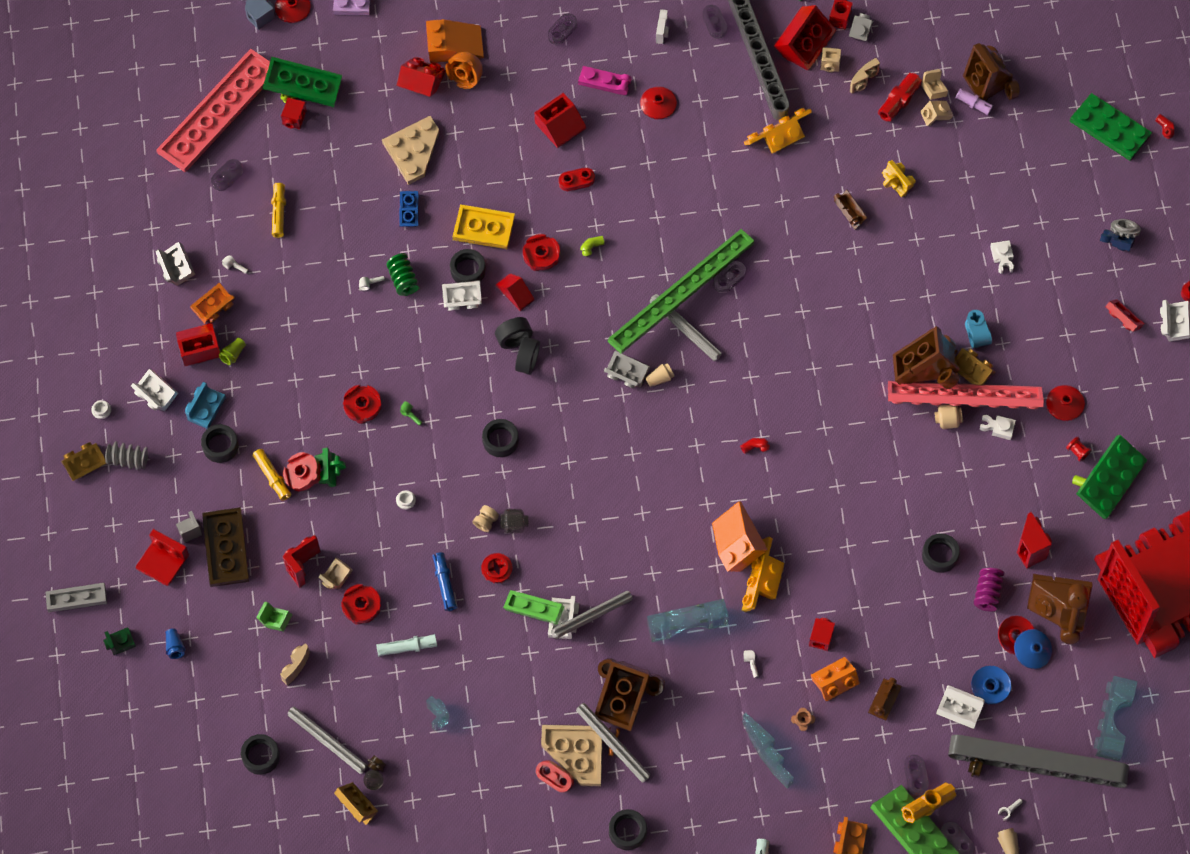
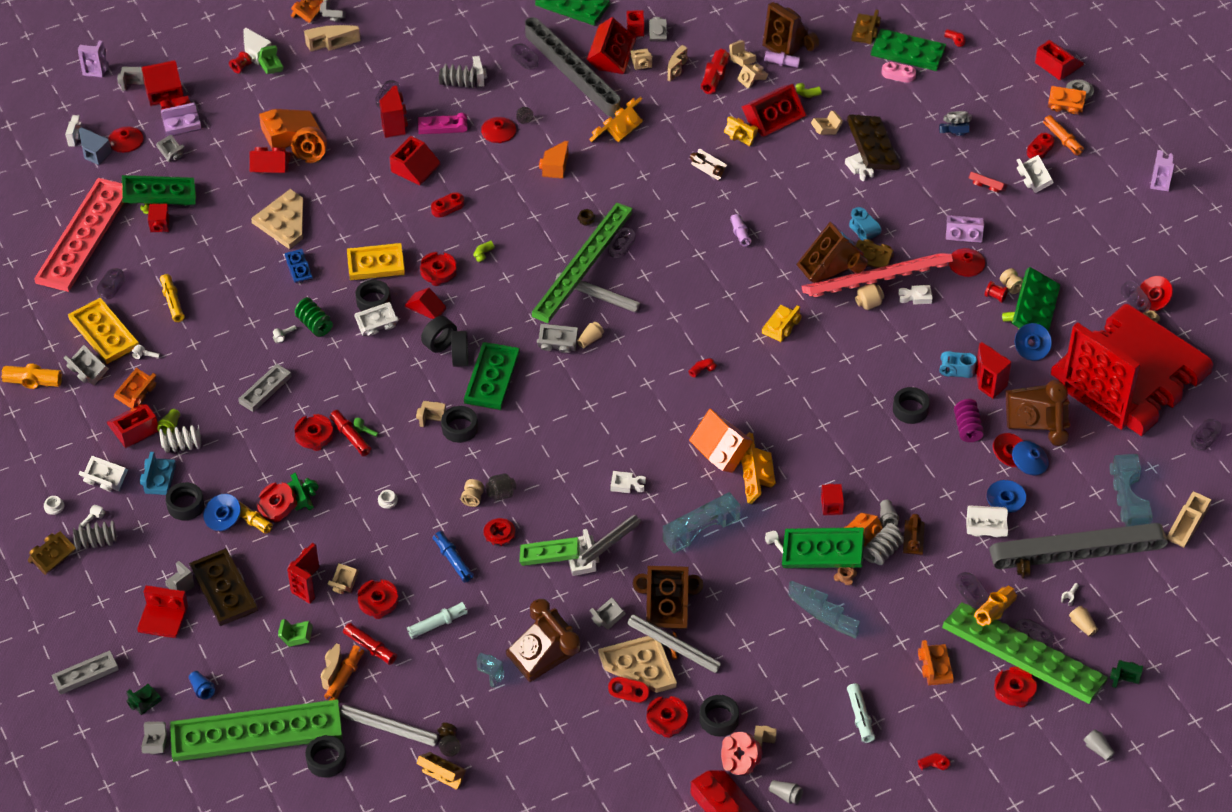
camera: 20 degrees left, 15 degrees down
(115, 686) = (154, 737): none -> light grey bracket
(122, 260) = (31, 376): none -> light orange piece
(136, 428) = (95, 511): none -> white hand
(203, 228) = (103, 330): none -> yellow plate
(207, 706) = (254, 730): none -> bright green plate
(236, 375) = (180, 439): none -> white piece
(242, 464) = (217, 508): none -> blue dish
(304, 674) = (348, 666): none -> orange pin
(330, 33) = (170, 148): none -> light grey bracket
(332, 340) = (265, 387): none -> light grey plate
(342, 657) = (375, 647): none -> red pin
(393, 409) = (346, 427): none -> red pin
(479, 415) = (430, 411): none -> tan bracket
(494, 703) = (544, 643): none -> reddish brown piece
(549, 392) = (491, 375): none -> green plate
(557, 57) = (393, 113): none -> red slope
(564, 690) = (607, 614): none -> light grey bracket
(569, 811) = (665, 726): none -> red plate
(633, 551) = (625, 482): none -> white plate
(638, 28) = (457, 76): none -> light grey piece
(688, 94) = (524, 115): none -> clear smoke plate
(699, 160) = (555, 161): none -> orange slope
(706, 232) = (586, 217): none -> dark brown plate
(790, 687) = (823, 547): none -> green plate
(850, 699) = (883, 544): none -> light grey piece
(851, 418) = (782, 322): none -> yellow bracket
(852, 298) = (740, 230): none -> lavender pin
(869, 667) = (888, 513): none -> light grey cone
(941, 163) = (774, 110): none -> red slope
(980, 147) = (808, 93): none -> lime arm
(988, 197) = (827, 125): none -> tan bracket
(1003, 521) = (959, 364): none -> dark azure piece
(1026, 232) = (873, 142): none -> dark brown plate
(1076, 86) = (865, 28): none -> pearl gold bracket
(1078, 363) = (964, 228): none -> lavender bracket
(1088, 152) = (898, 72): none -> bright pink plate
(1095, 527) = (1038, 335): none -> blue dish
(1099, 440) = (1011, 280): none -> tan wheel
(1158, 767) = (1189, 519): none -> tan slope

